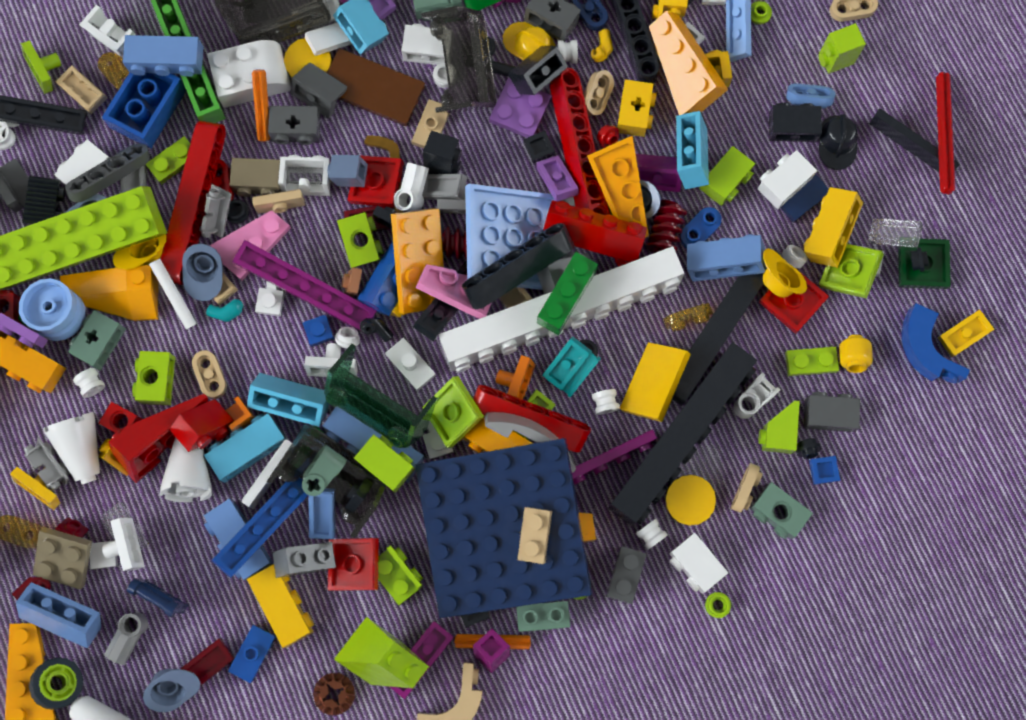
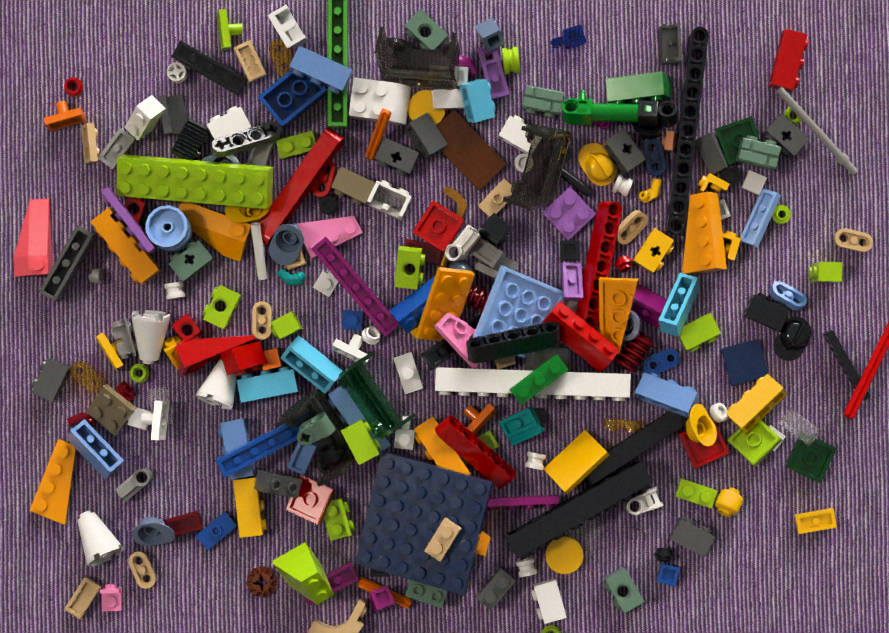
camera: 25 degrees right, 10 degrees up
(71, 683) = (68, 488): wheel -> none
(77, 495) = (133, 373): none -> lime plate
(157, 596) = (167, 466): dark blue plate -> none
(216, 212) = (313, 202): light grey hinge -> none
(239, 365) = (286, 326): none -> lime brick
(260, 486) = (276, 411): white tile -> none
(278, 202) = (361, 212): tan plate -> none
(347, 170) = (421, 212): sand blue brick -> none
(351, 281) = (390, 296): nougat plate -> none
(376, 325) = (394, 335): black arm -> none
(383, 215) = (436, 259): black plate -> none
(454, 412) = (425, 427): lime tile -> none
(505, 423) = (456, 452): light grey slope -> none
(538, 70) = (592, 195): black brick -> none
(743, 498) = (612, 558): tan plate -> none
(781, 432) = (650, 533): lime slope -> none
(786, 179) = (738, 354): white brick -> none
(919, 259) = (805, 455): black plate -> none
(921, 351) = (776, 517): blue arch -> none

